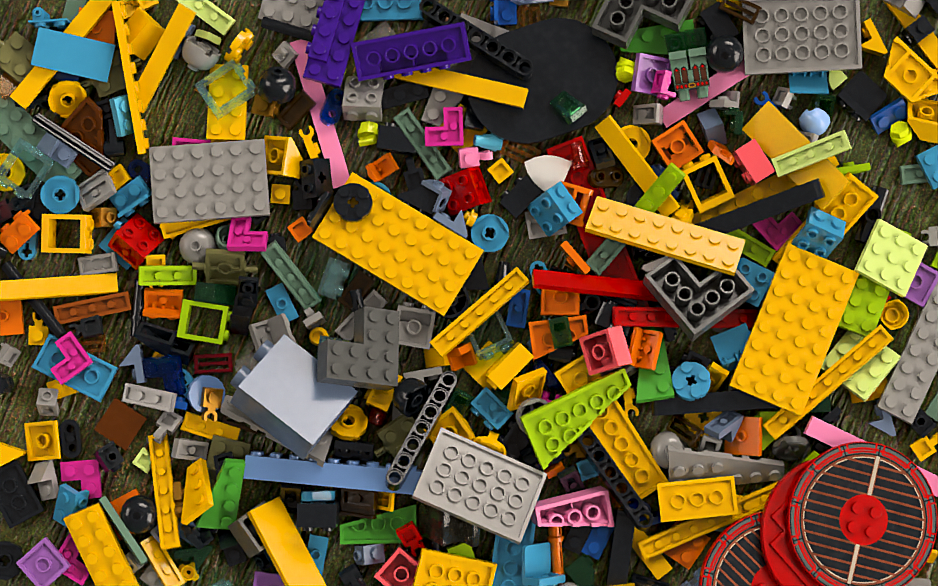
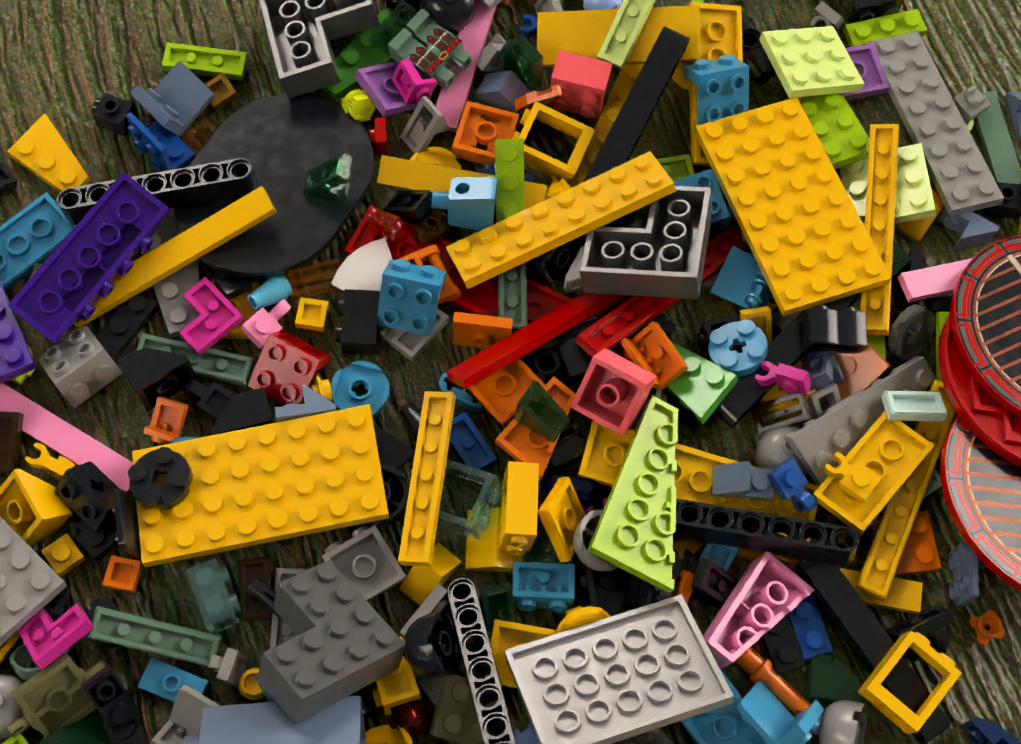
camera: 55 degrees left, 20 degrees down
(332, 105) = (44, 397): clear blue plate -> none
(368, 133) = (116, 397): neon yellow piece -> none
(444, 193) = (267, 385): sand blue bracket -> none
(461, 356) = (453, 550): orange panel -> none
(627, 184) = (468, 202): none -> dark azure torso
(628, 395) = (688, 437): yellow plate -> none
(630, 447) = (741, 481): none -> sand blue slope
(652, 467) = (789, 483): none -> blue plate
(682, 497) = (856, 479): none -> yellow plate
(697, 421) = (789, 378): none -> dark pink plate
(745, 416) = (834, 330): none -> black brick
(750, 486) = (914, 406): none -> light aqua tile
(777, 233) = (670, 139): dark pink plate -> none
(894, 314) = (870, 112): yellow hat -> none

